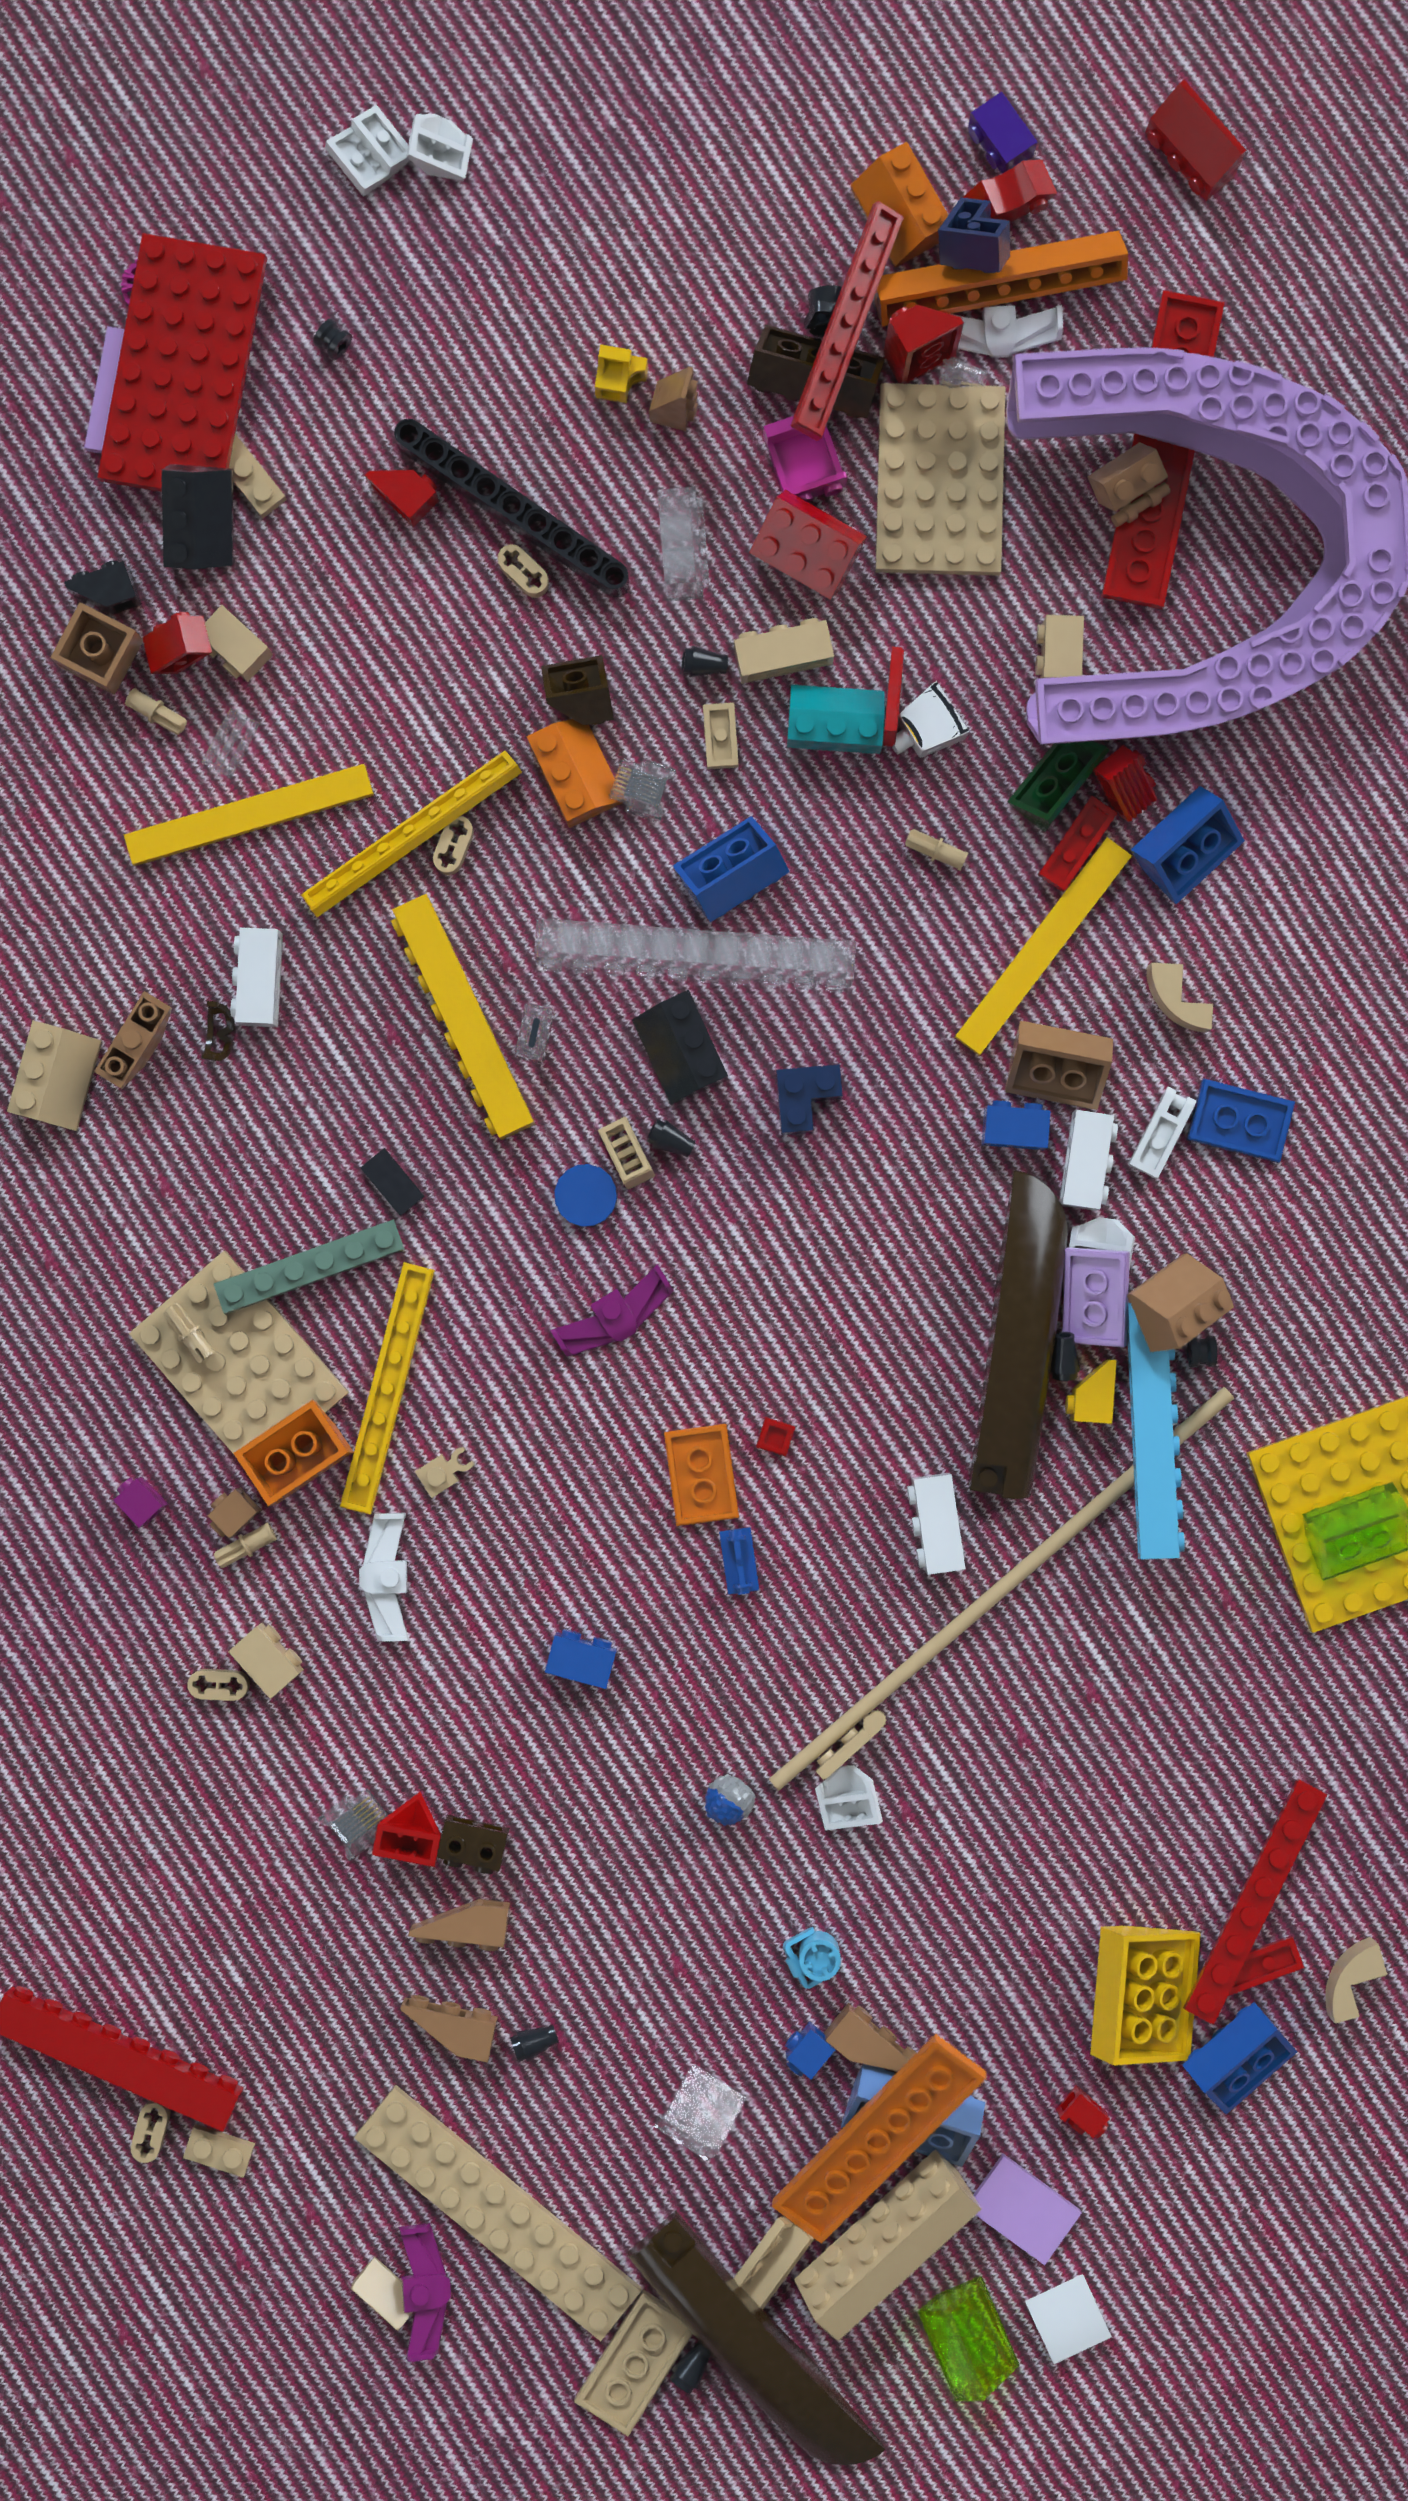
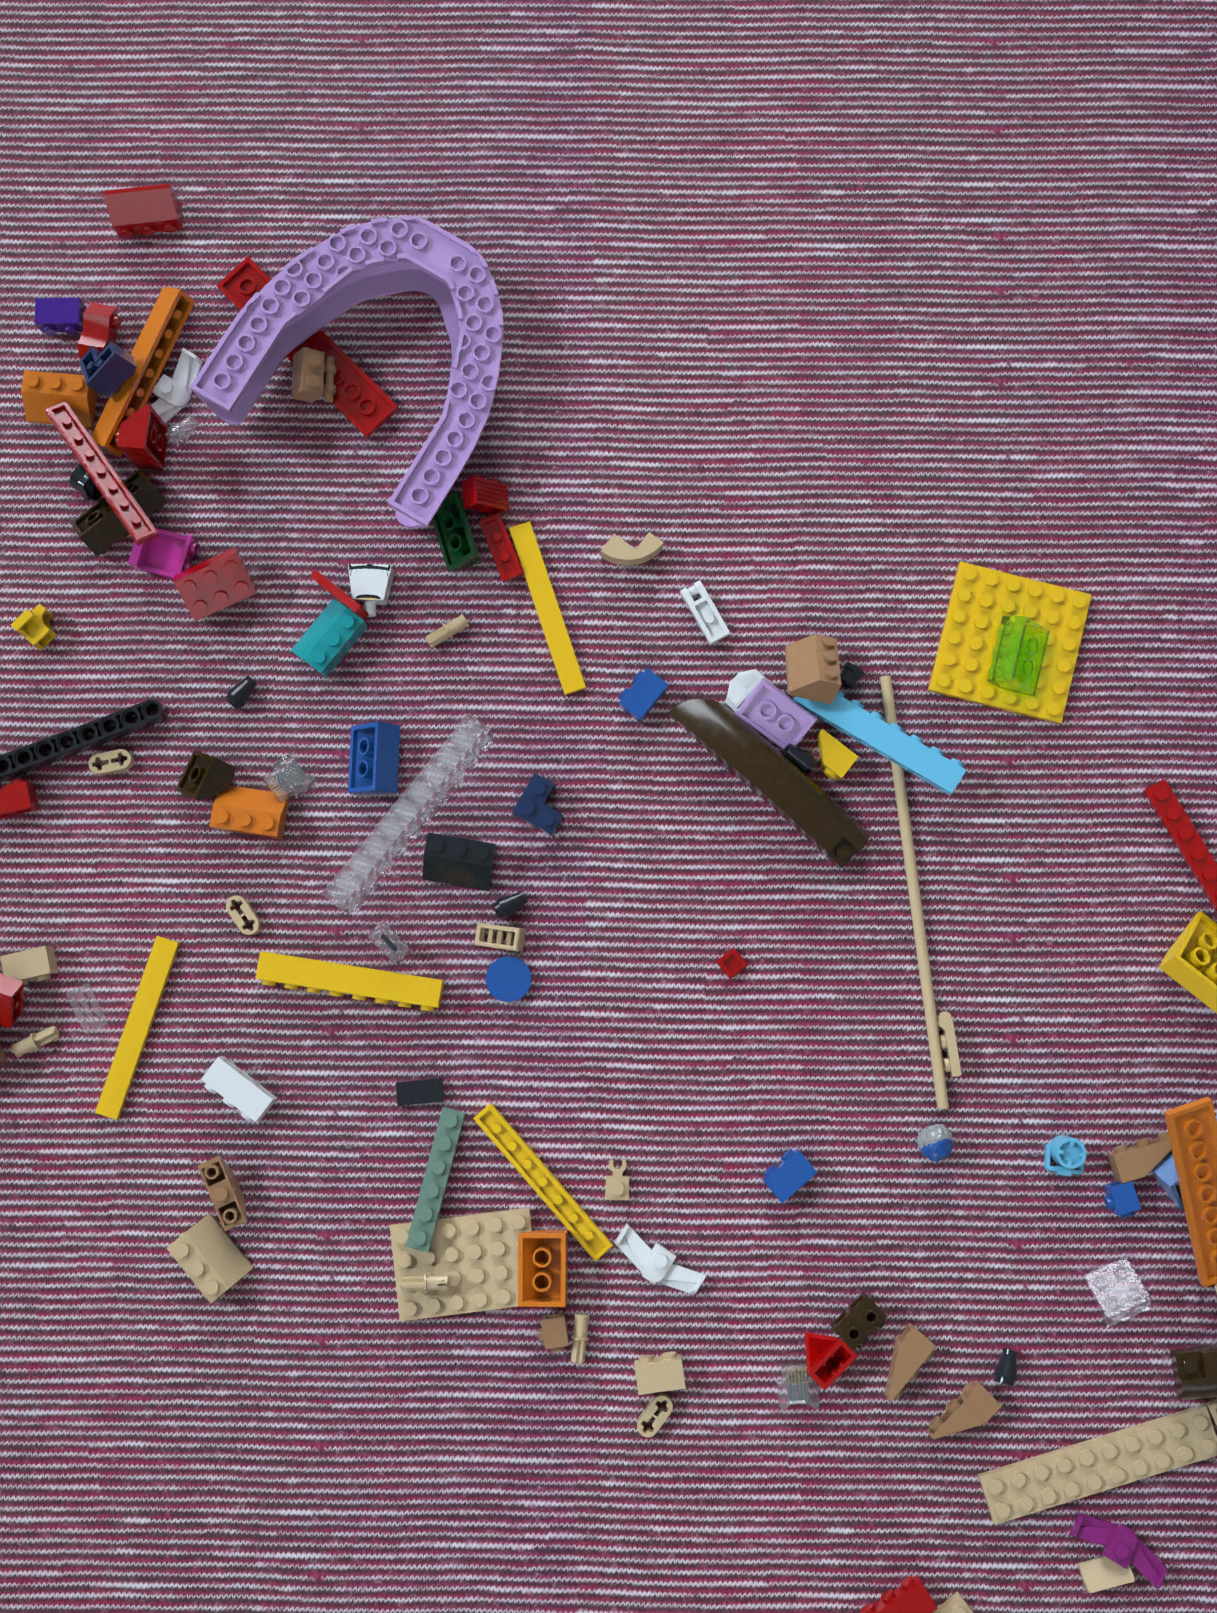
camera: 55 degrees left, 5 degrees down
(139, 1501) = (507, 1386): magenta brick -> none
(217, 1008) = (238, 1128): dark brown helmet -> none
(411, 833) = (218, 936): yellow tile -> none
(615, 1316) = (593, 1010): magenta plate -> none
(675, 400) = (75, 603): medium nougat slope -> none
(683, 543) = (162, 656): clear brick -> none
(701, 1474) = (725, 1024): orange tile -> none
(720, 735) = (291, 711): tan plate -> none
(739, 1561) = (792, 1036): blue hinge -> none
(783, 650) = (267, 641): tan brick -> none
(848, 1799) = (982, 1068): white slope -> none
(936, 1523) = (849, 901): white brick -> none
(940, 479) = (233, 484): tan plate -> none
(1059, 1065) = (623, 645): medium nougat slope -> none
(1061, 646) = (378, 479): tan brick -> none
(1088, 1160) = (691, 666): white brick -> none
(1188, 844) = (545, 484): blue slope -> none
(1240, 1120) = (728, 562): blue tile -> none

